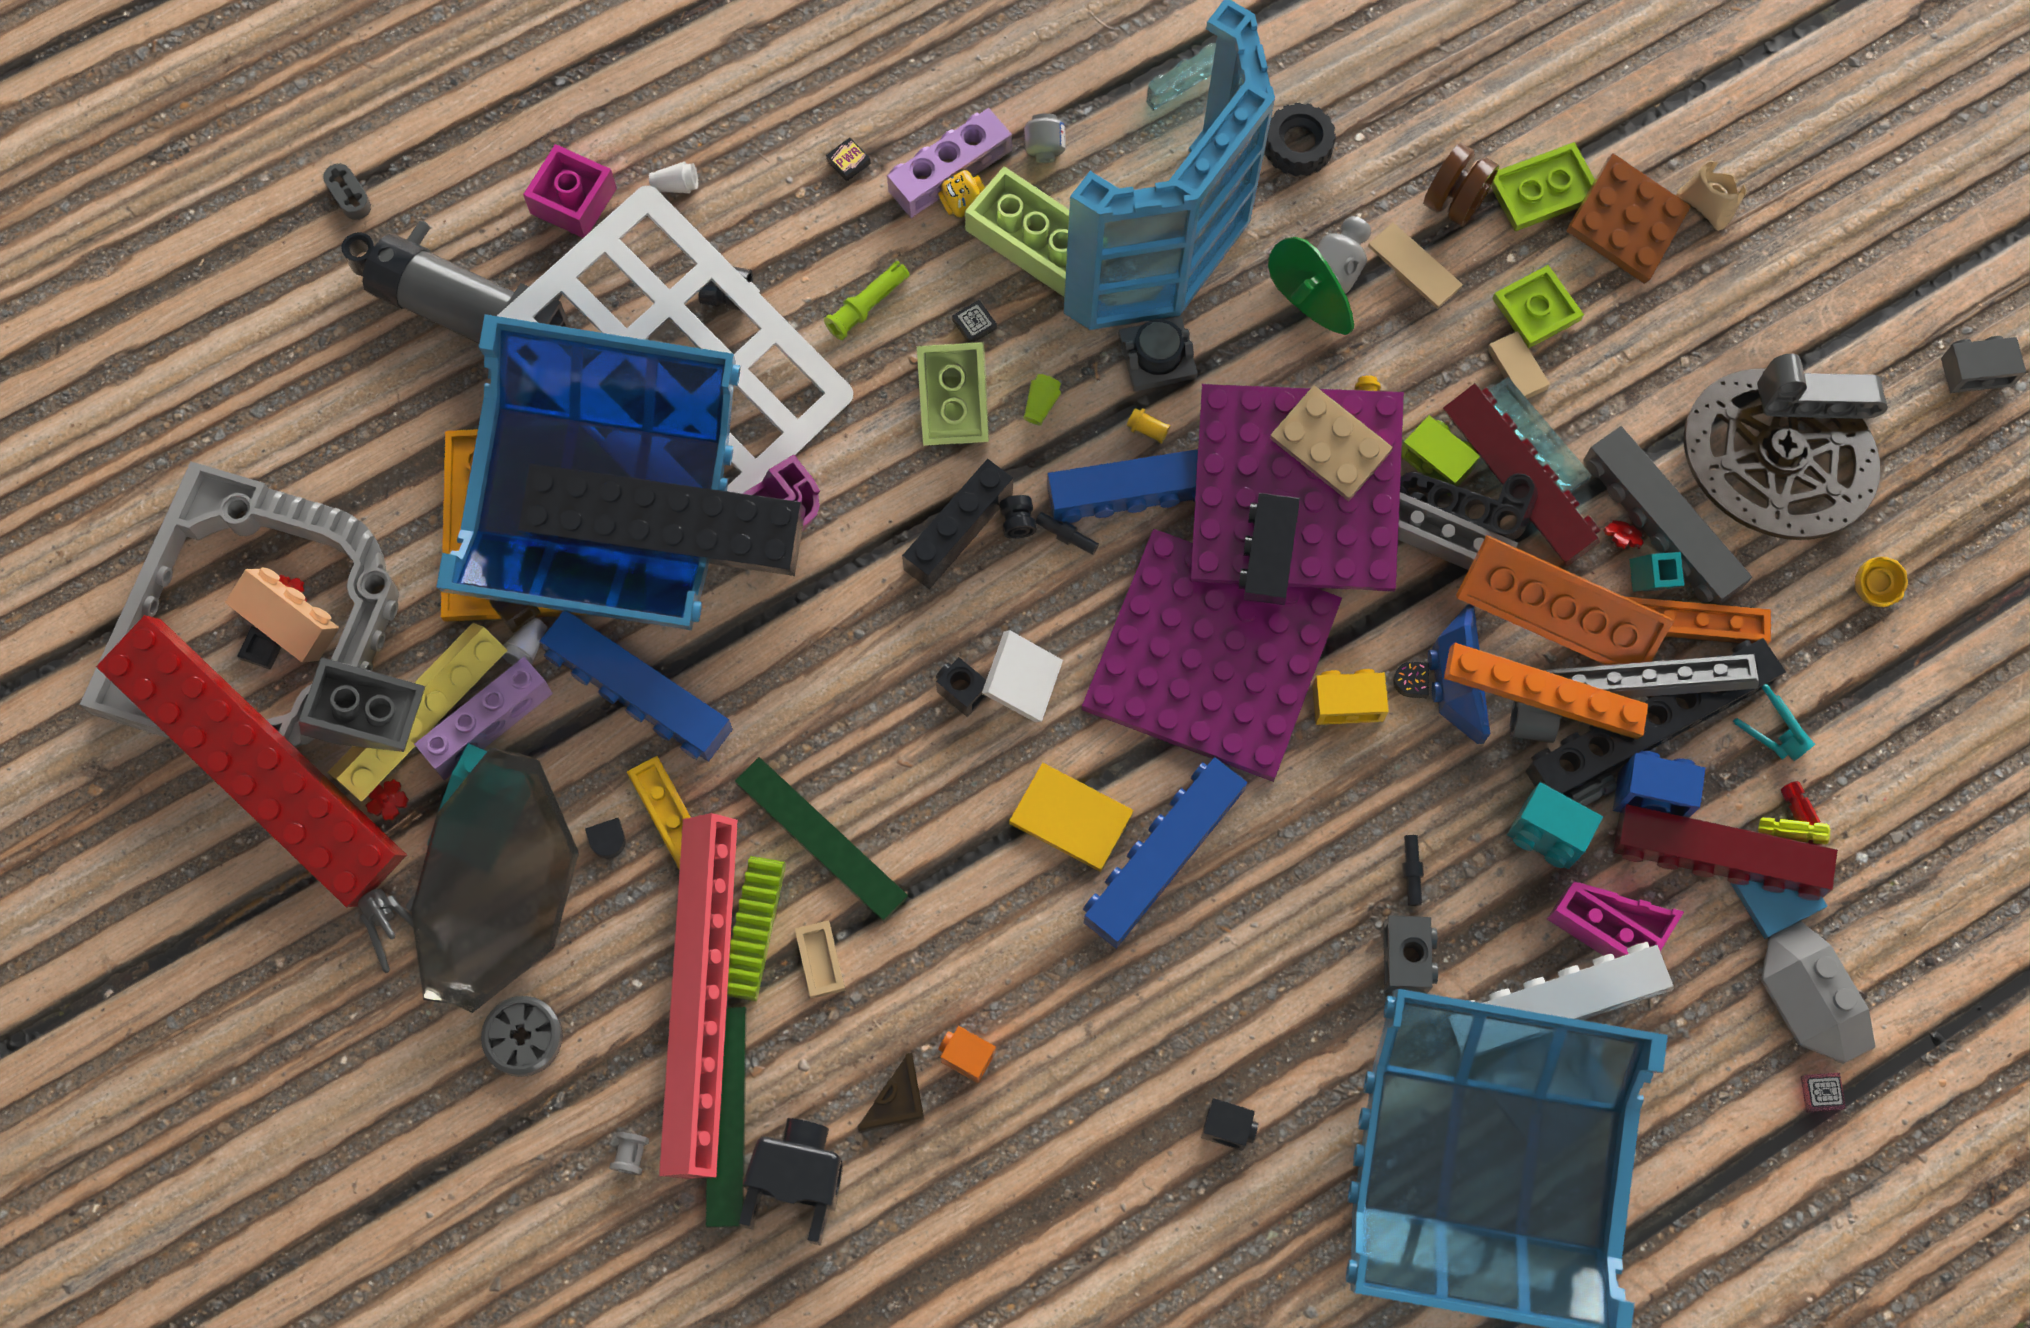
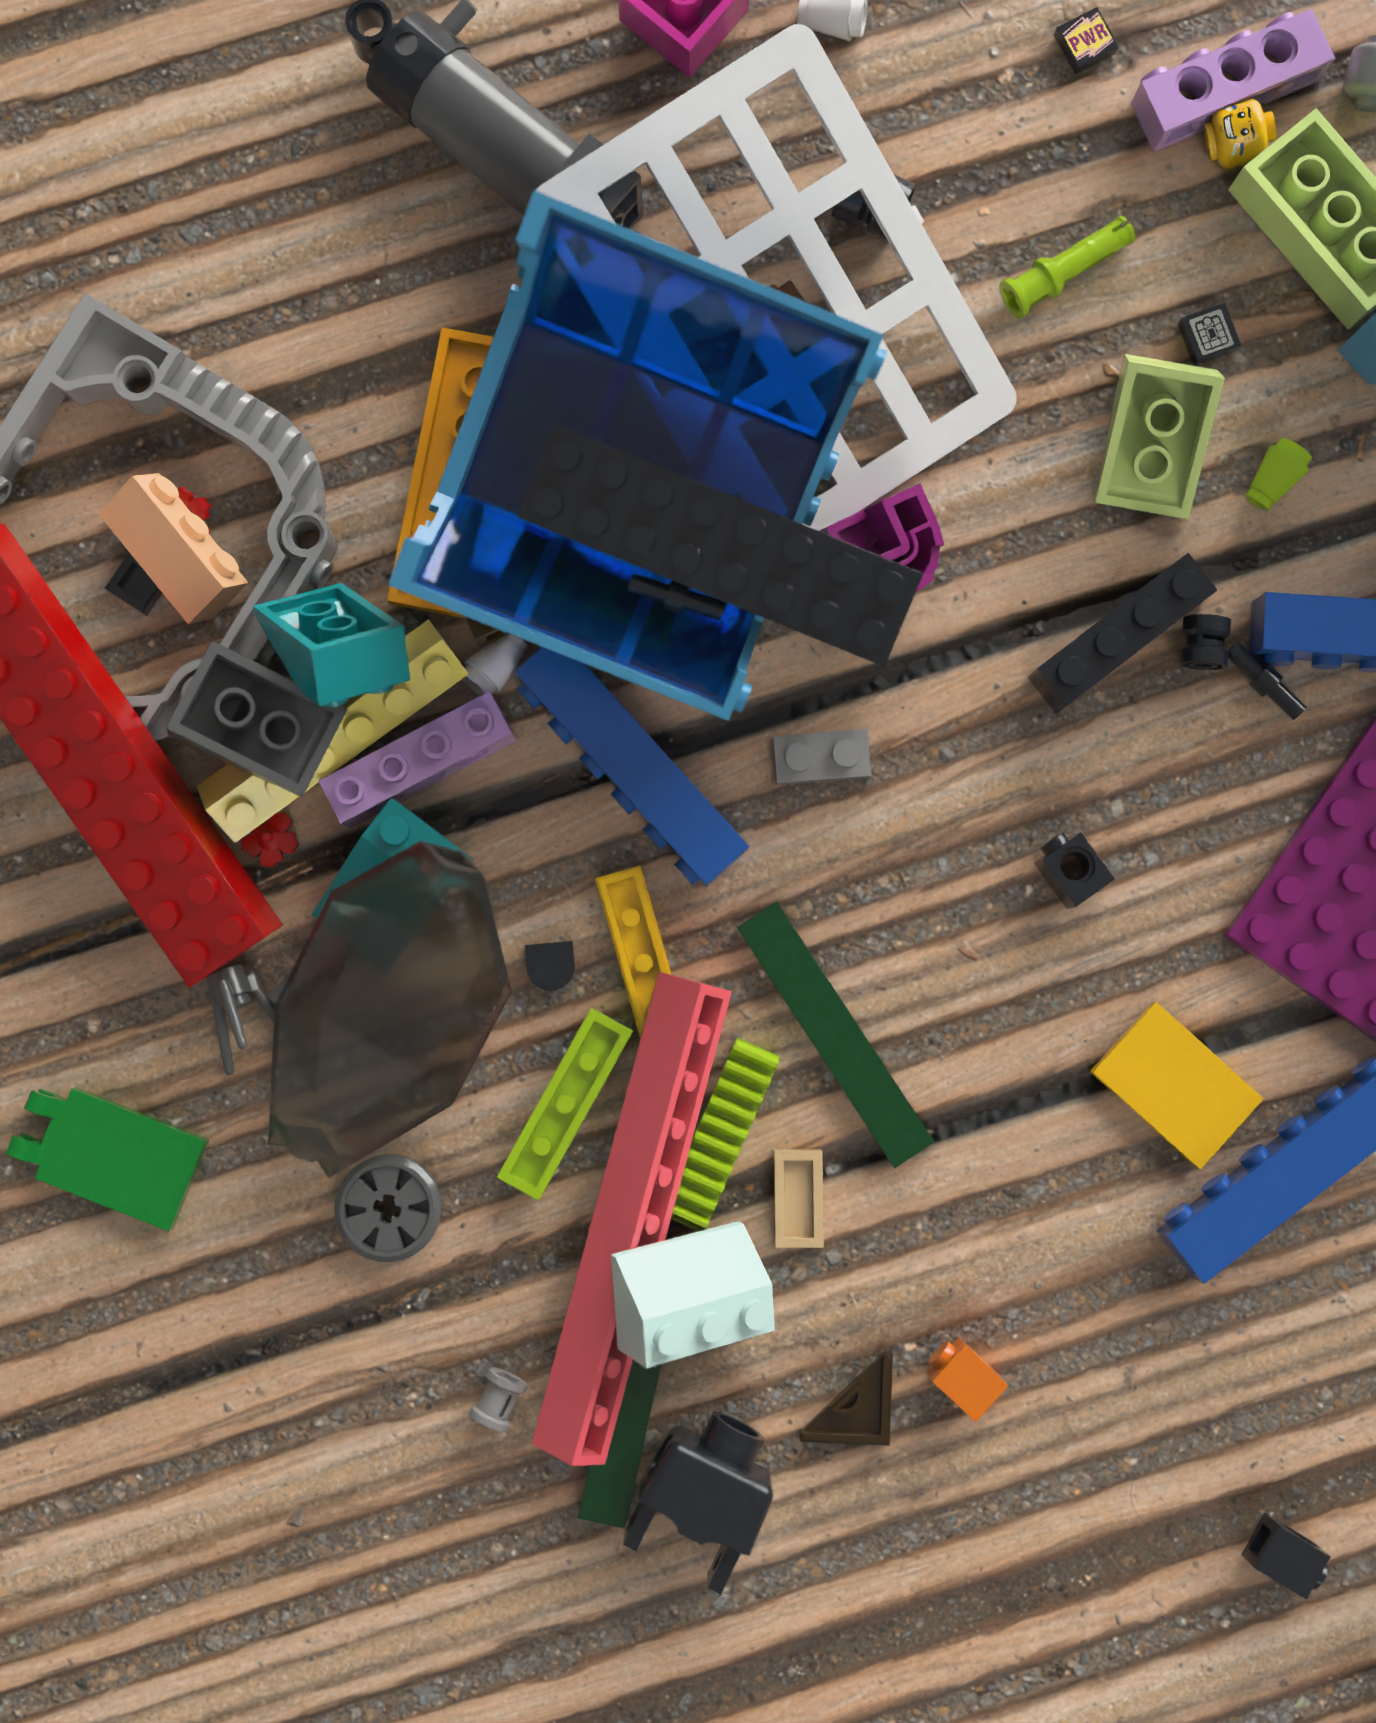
camera: 15 degrees right, 15 degrees up
(310, 1048) = (112, 1155): none -> green tile
(410, 645) = (335, 643): none -> teal slope
(636, 931) = (565, 1104): none -> lime gear
(639, 560) = (676, 597): none -> black bar
(750, 1032) = (690, 1295): none -> light aqua slope
(770, 654) = (821, 756): none -> light grey plate
(1022, 676) = (1159, 877): white tile -> none

